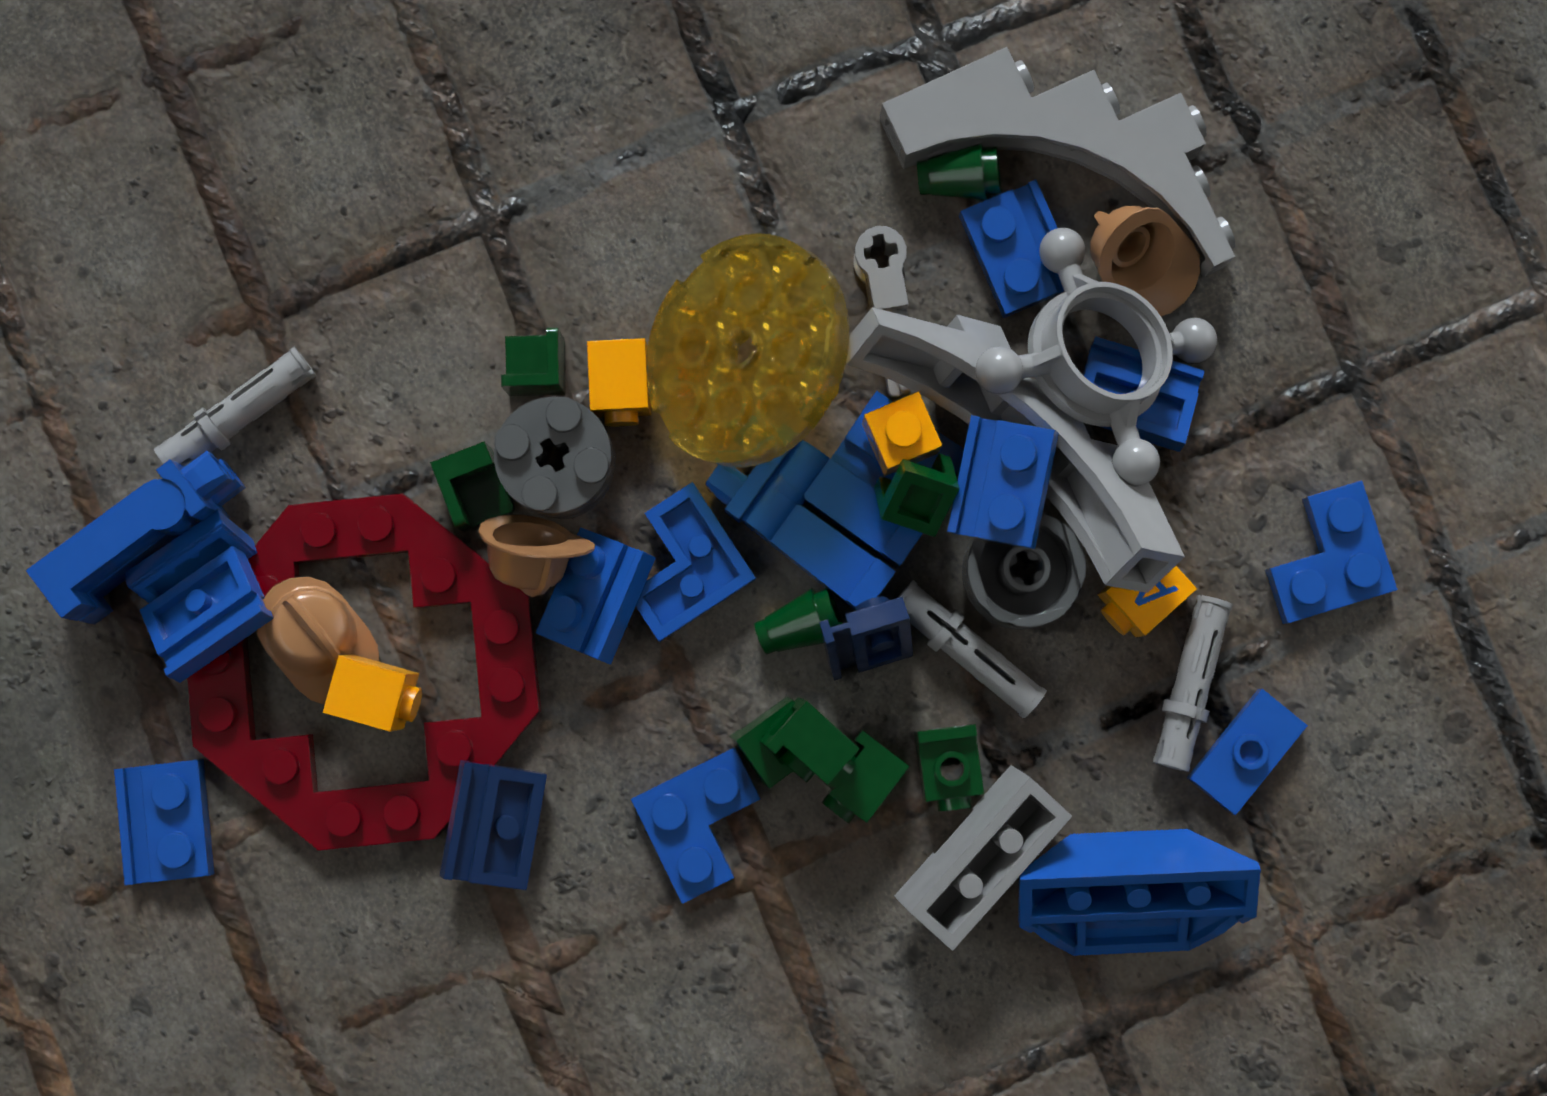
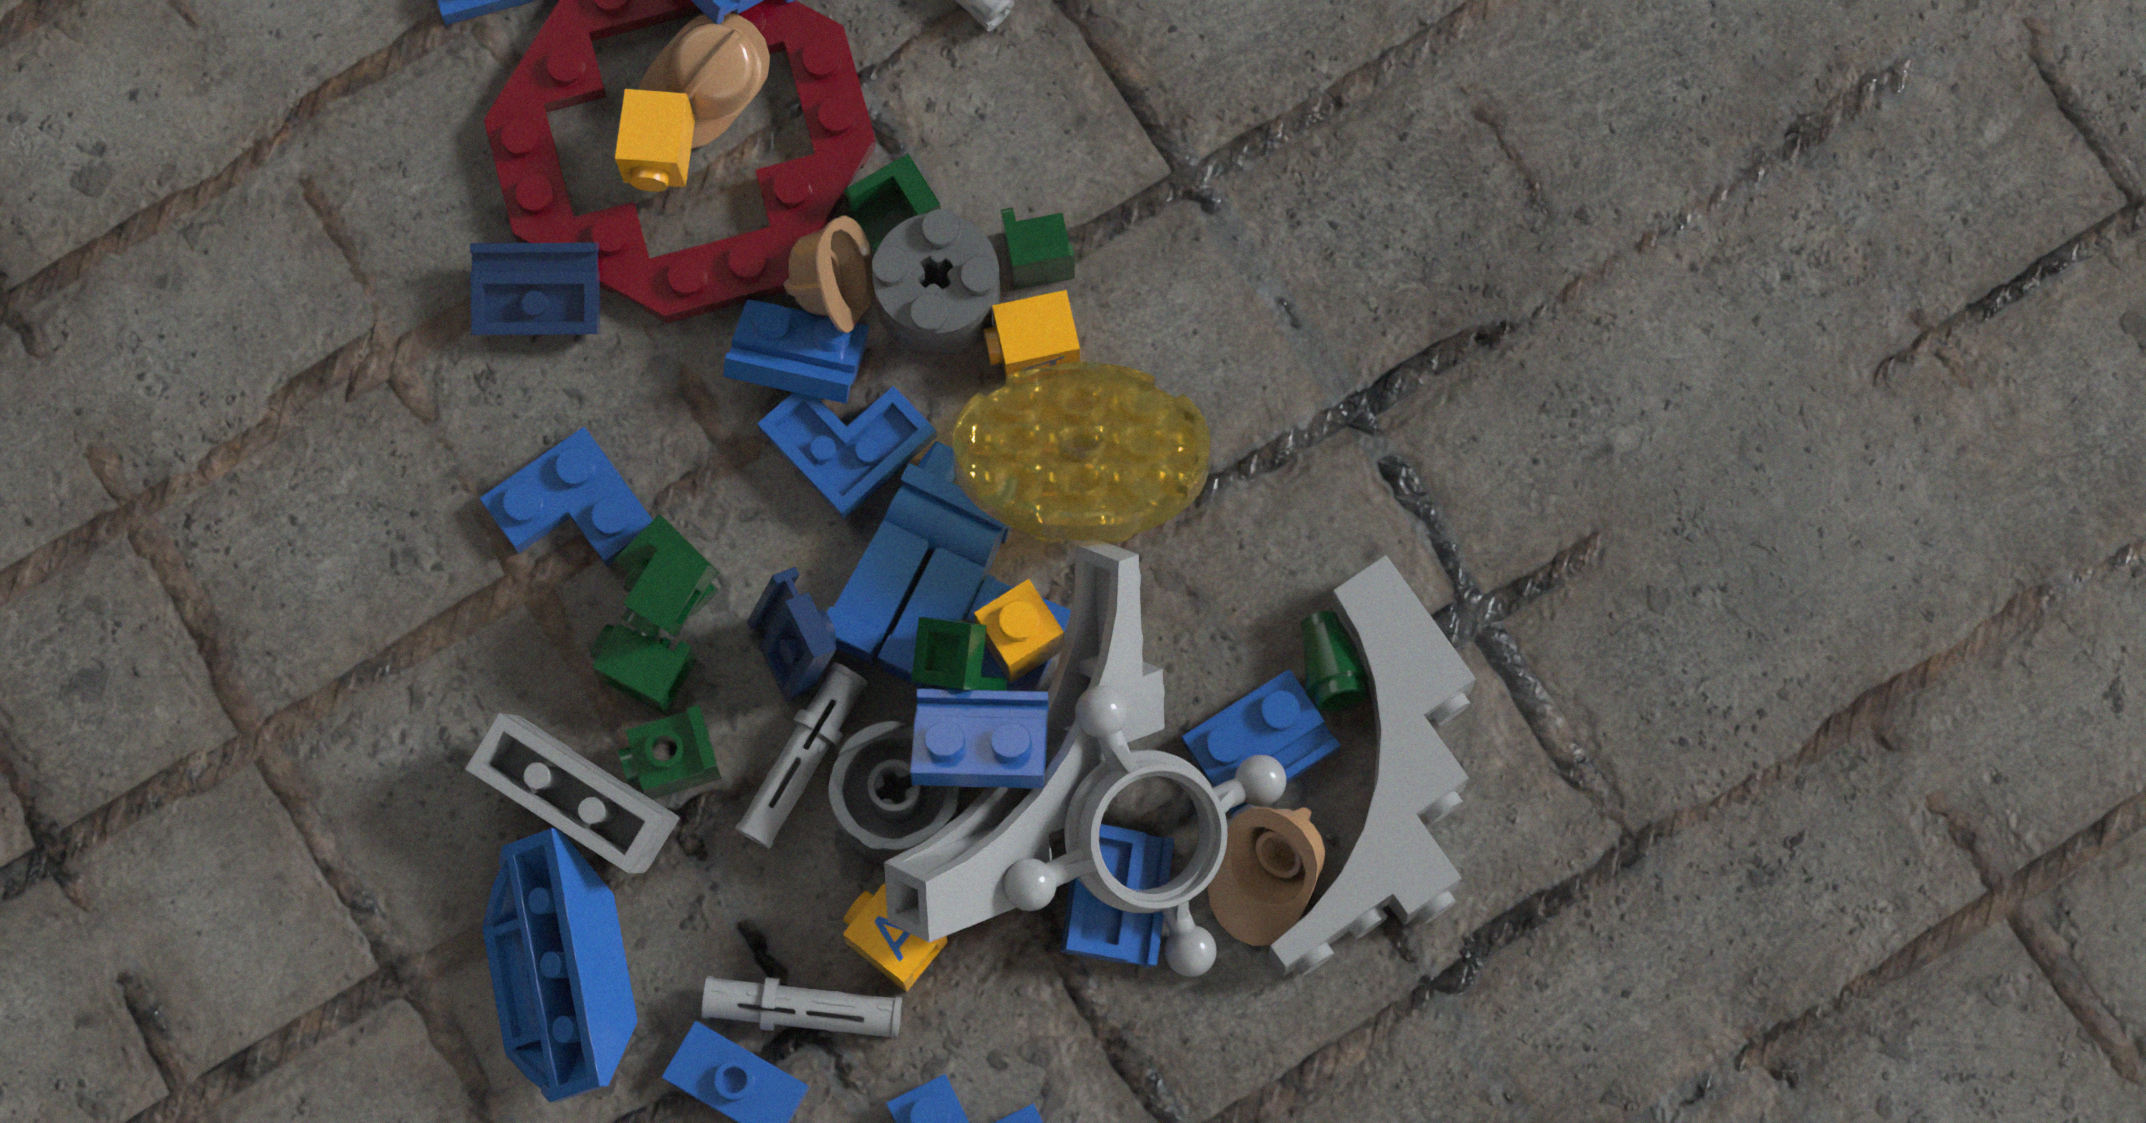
camera: 80 degrees right, 10 degrees down
(798, 622) = (789, 549): dark green cone -> none
(884, 285) = (1187, 597): light grey connector -> none

